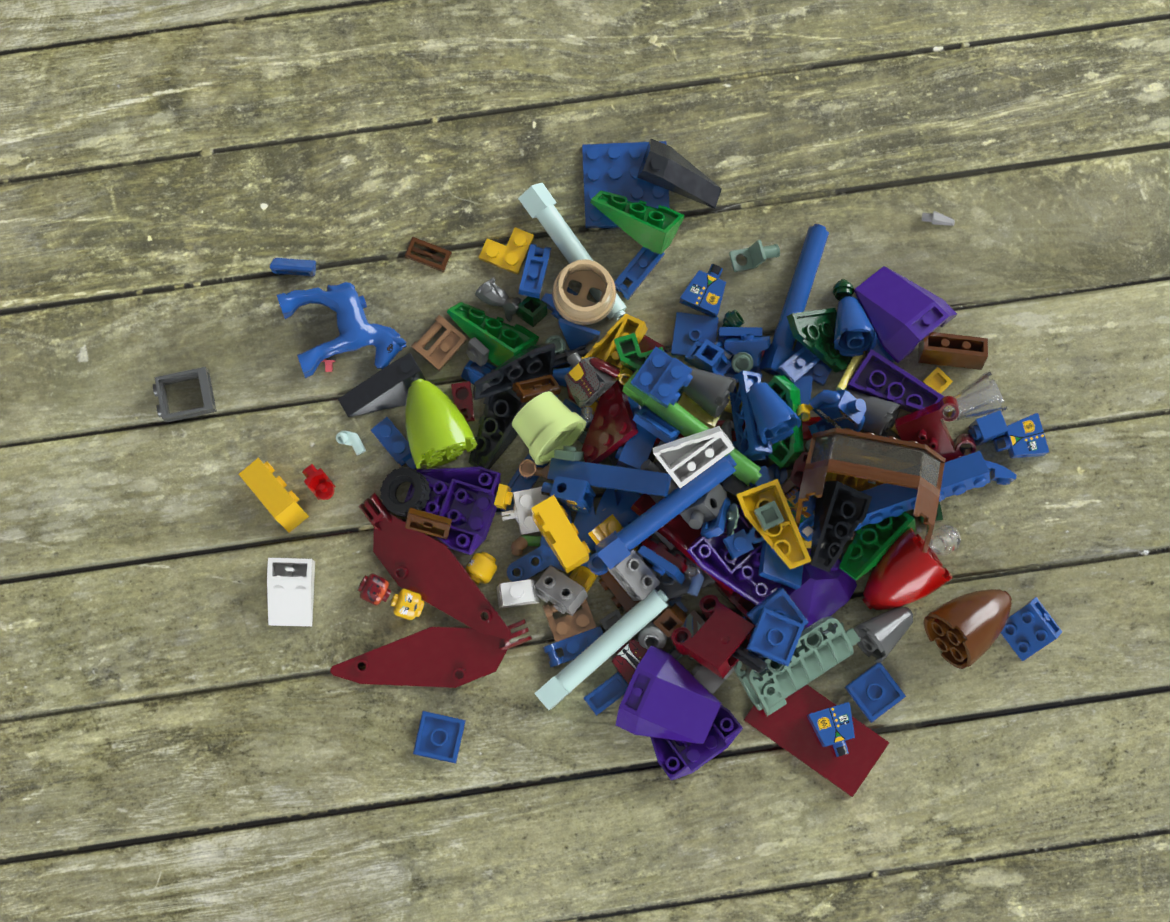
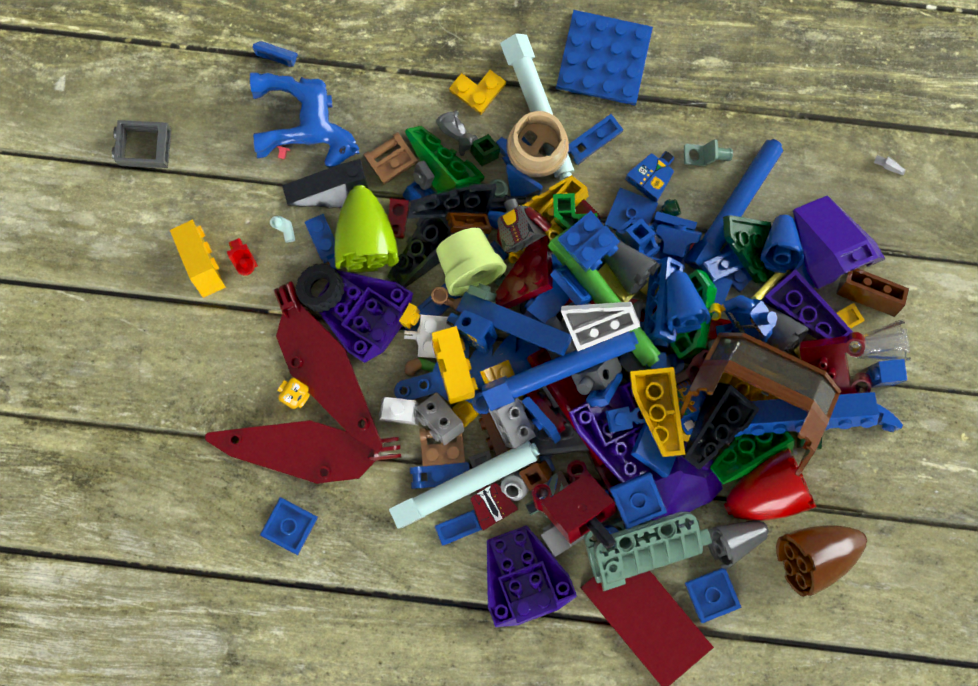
camera: 15 degrees right, 0 degrees up
(290, 591) = (188, 352): white slope -> none
(374, 589) = (266, 371): dark red head -> none
(428, 522) = (333, 322): reddish brown tile -> none
(444, 261) = (416, 84): reddish brown tile -> none
(481, 568) = (372, 378): yellow head -> none
(534, 271) = (497, 114): blue plate -> none
(587, 415) = (509, 261): clear arm -> none
(645, 224) = (614, 99): green wedge -> none
(666, 701) = (511, 550): dark purple wedge -> none
(673, 172) = (652, 57): black wedge -> none
(696, 577) = (571, 441): arm -> none
(732, 517) = (620, 393): sand green piece -> none
(742, 361) = (669, 248): sand green plate -> none
(769, 515) = (656, 400): sand green plate -> none
(775, 637) = (631, 517): blue plate -> none
(834, 727) = (664, 618): blue torso -> none
(843, 289) = (782, 207): dark green plate -> none
(945, 540) = (818, 469): clear head -> none
(1024, 438) = (918, 393): blue torso -> none
(1030, 629) = (877, 576): blue bracket -> none

